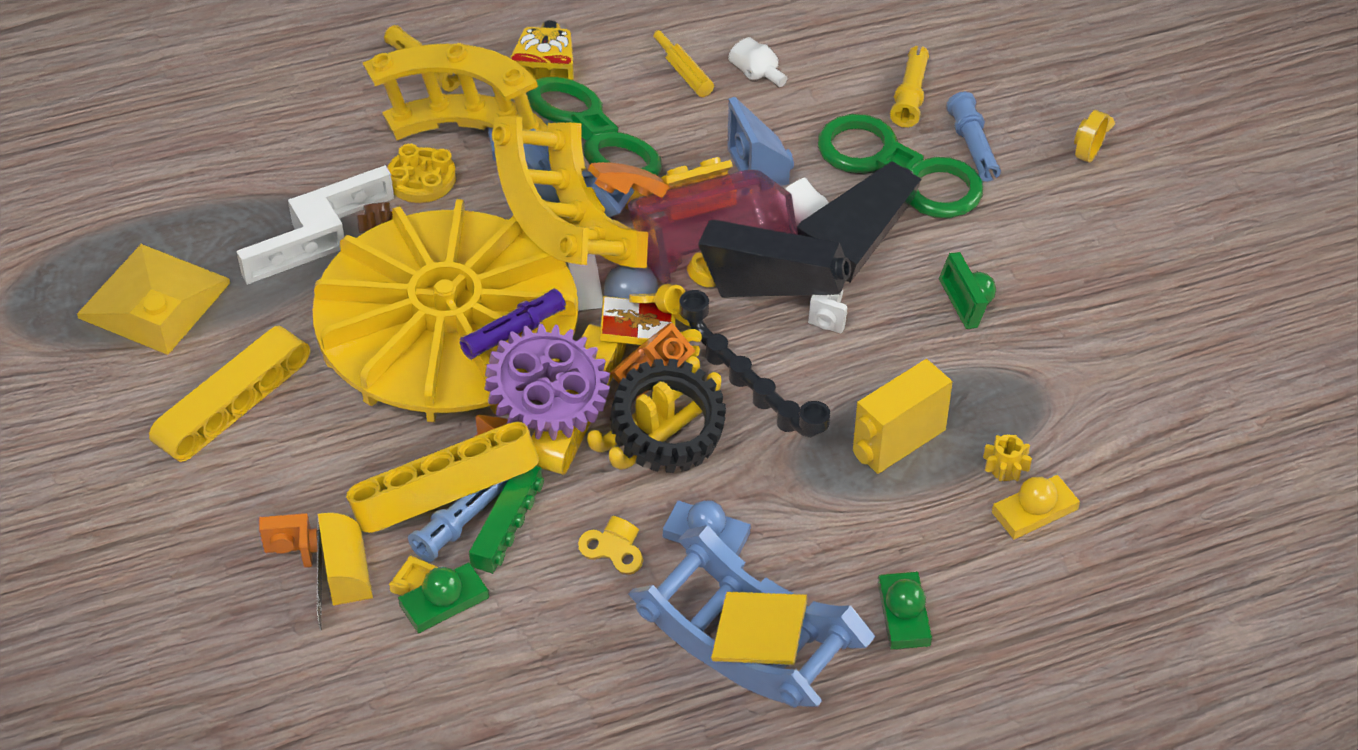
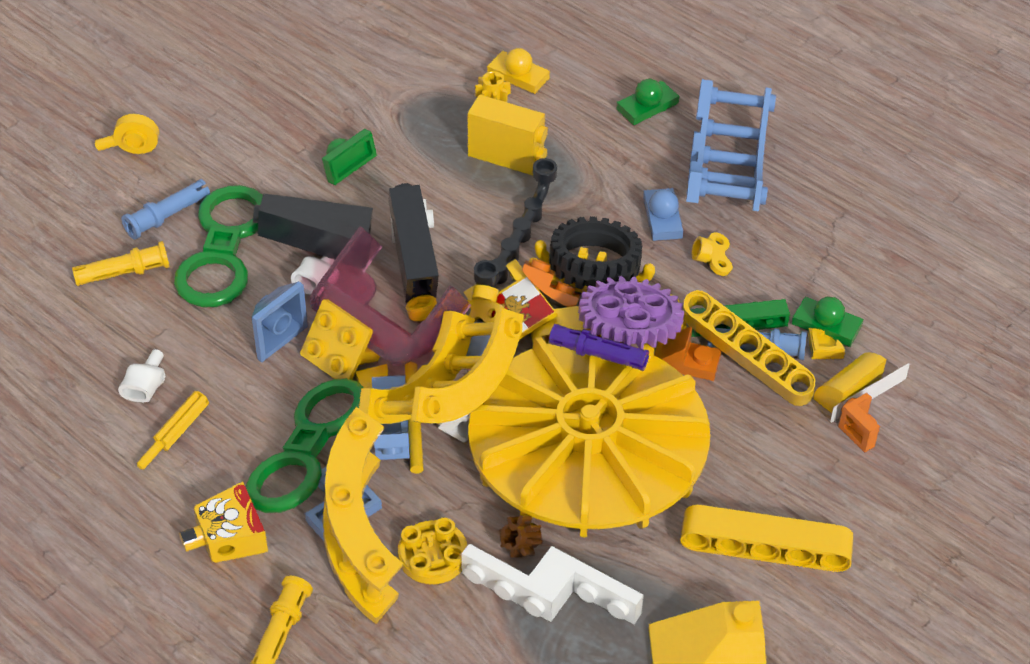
camera: 120 degrees left, 0 degrees up
(623, 177) = (388, 354): orange slope -> none
(759, 628) = (735, 134): yellow piece -> none

